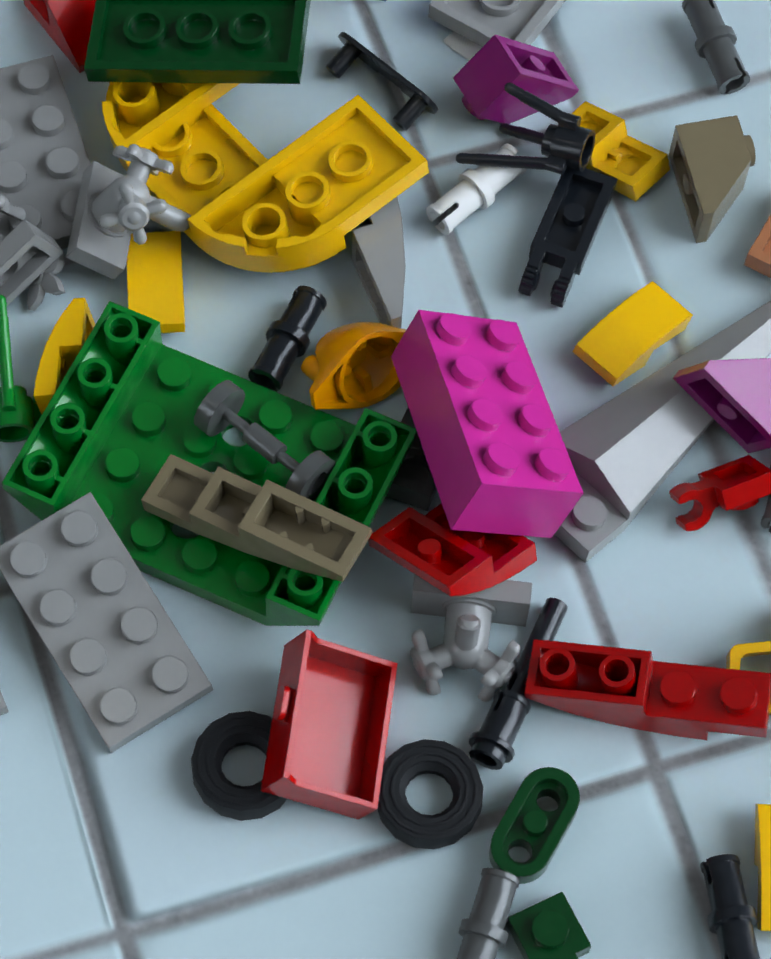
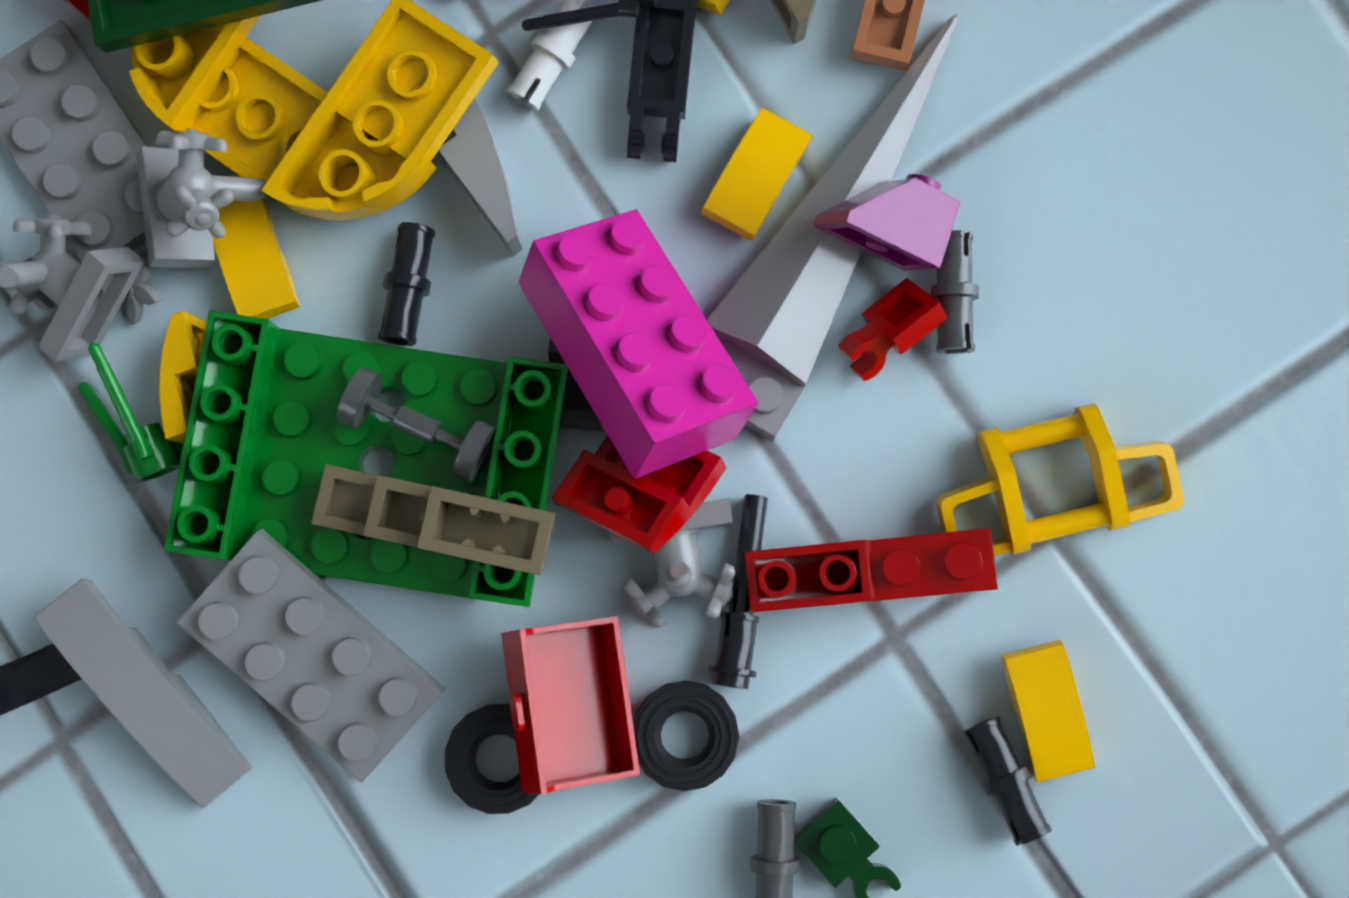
camera: 10 degrees left, 20 degrees up
(353, 366) = (481, 298): light orange hat -> none
(532, 827) = (796, 740): dark green plate -> none

